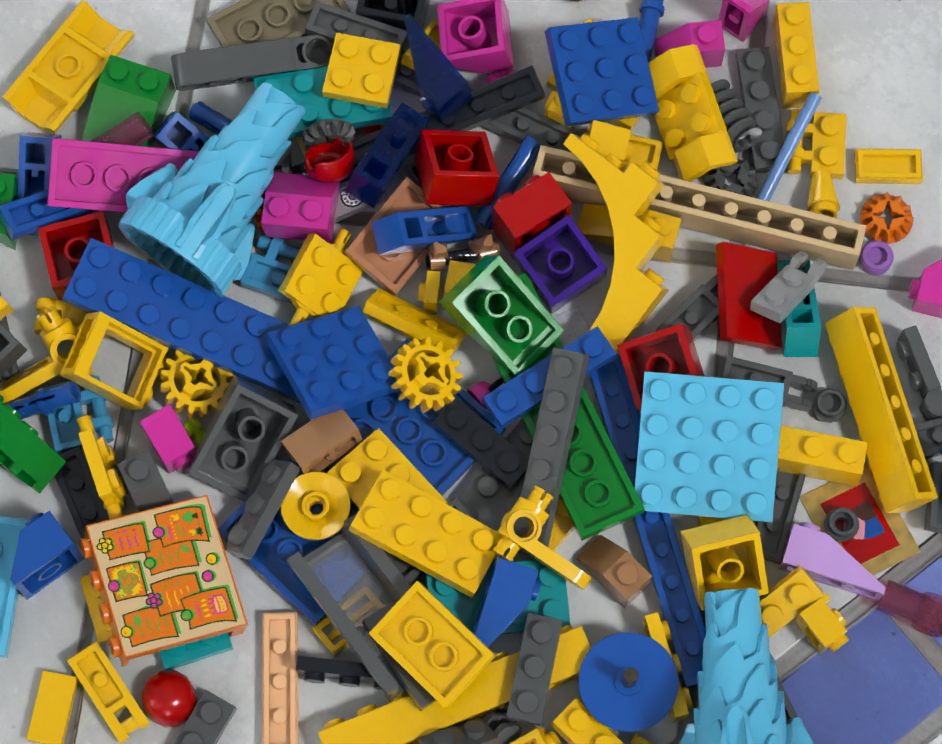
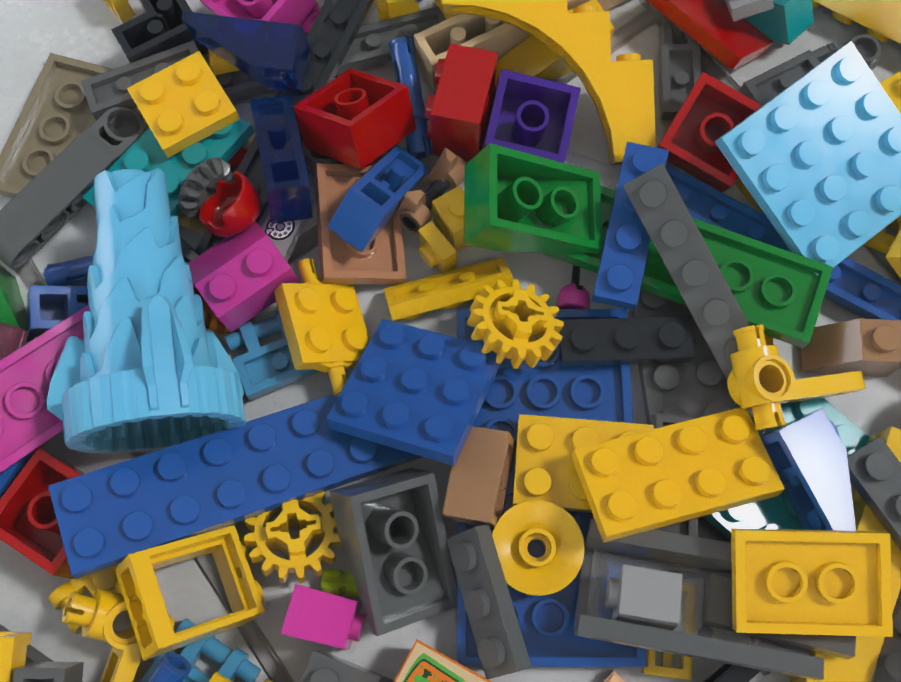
camera: 40 degrees left, 0 degrees up
(343, 577) = (645, 597): none -> light grey brick

